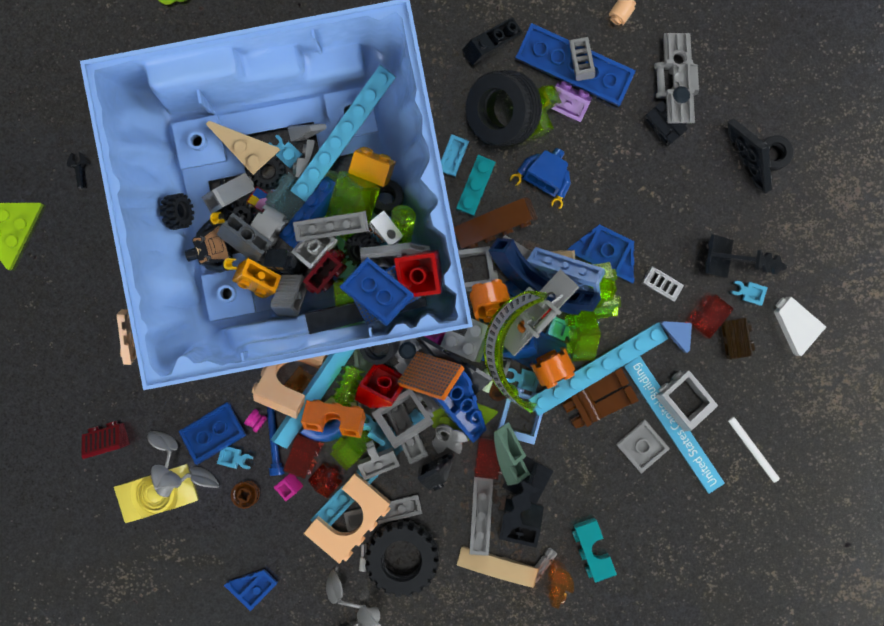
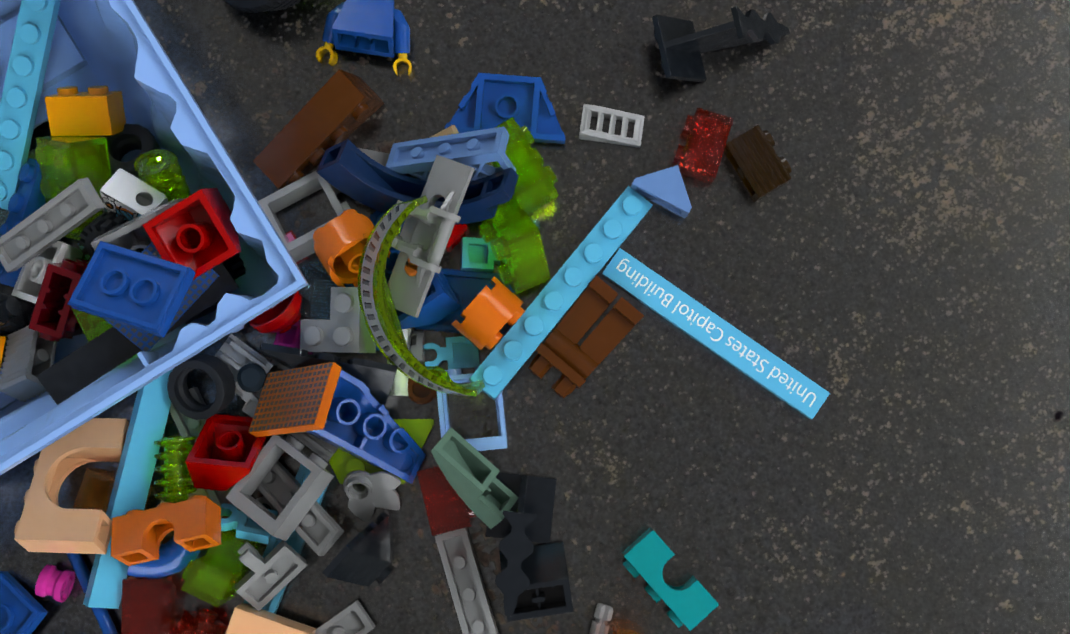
camera: 20 degrees left, 5 degrees down
(453, 155) = (217, 57): medium azure plate -> none
(475, 186) = (264, 86): teal arch -> none
(642, 446) = (680, 386): light grey tile -> none
(698, 415) = (715, 315): light grey window -> none
(751, 292) = (752, 86): medium azure plate -> none
(753, 449) = (853, 324): white bar -> none
(797, 325) = (840, 107): white slope -> none

